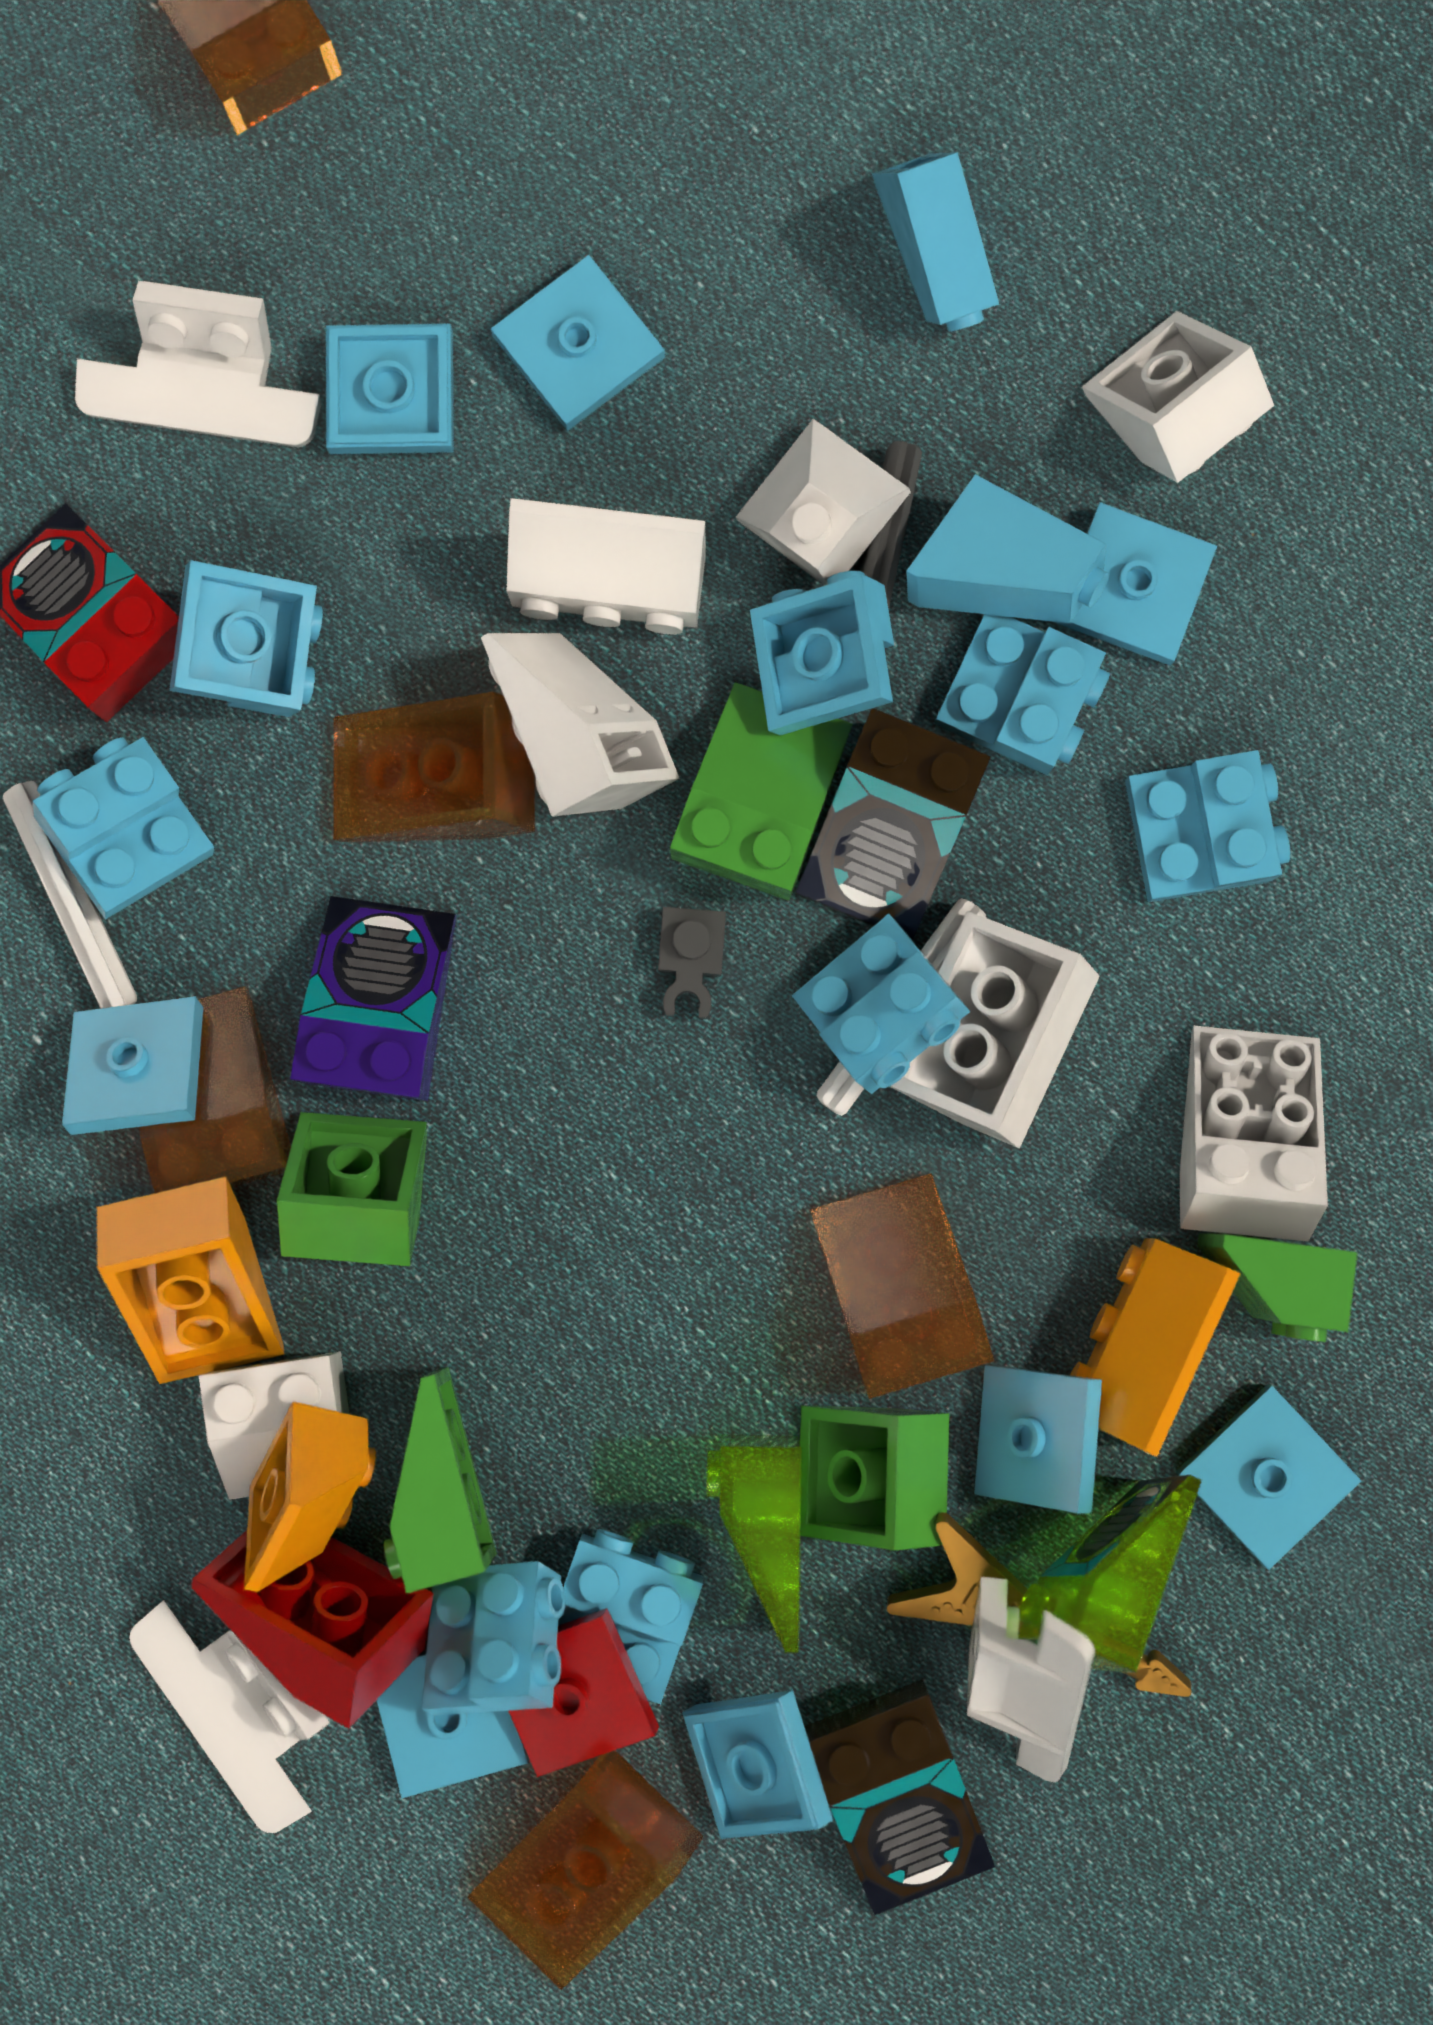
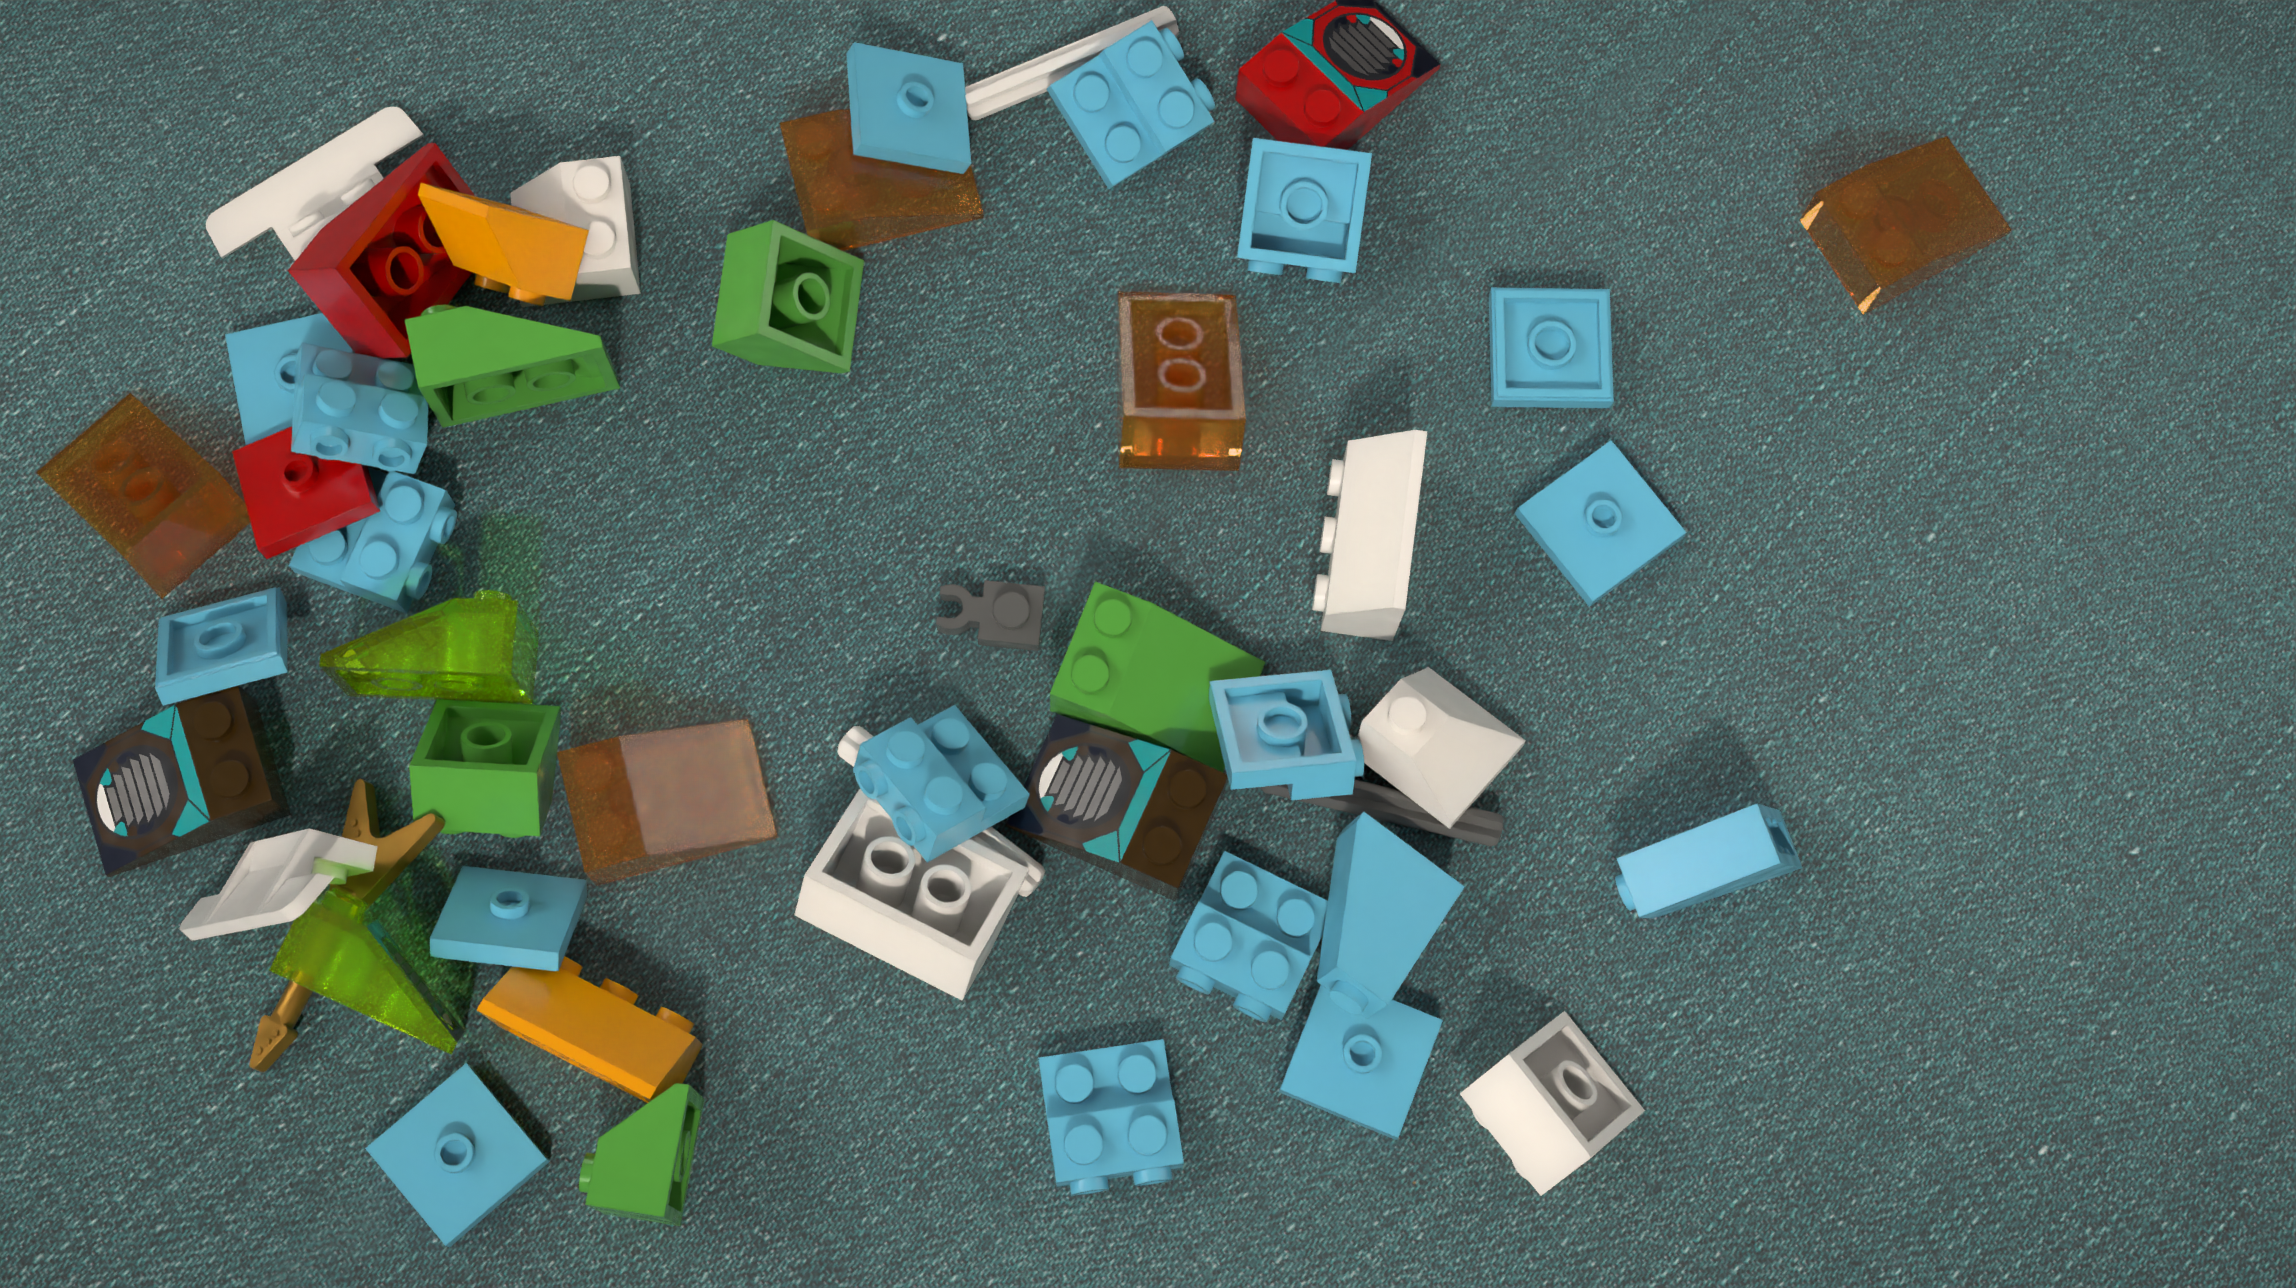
camera: 85 degrees right, 10 degrees down
(187, 1280) = (708, 149): light orange slope -> none
(199, 371) = (1563, 180): white plate -> none
(375, 999) = (963, 323): slope -> none
(577, 725) = (1219, 500): white slope -> none
(1253, 1135) = (799, 1148): white slope -> none

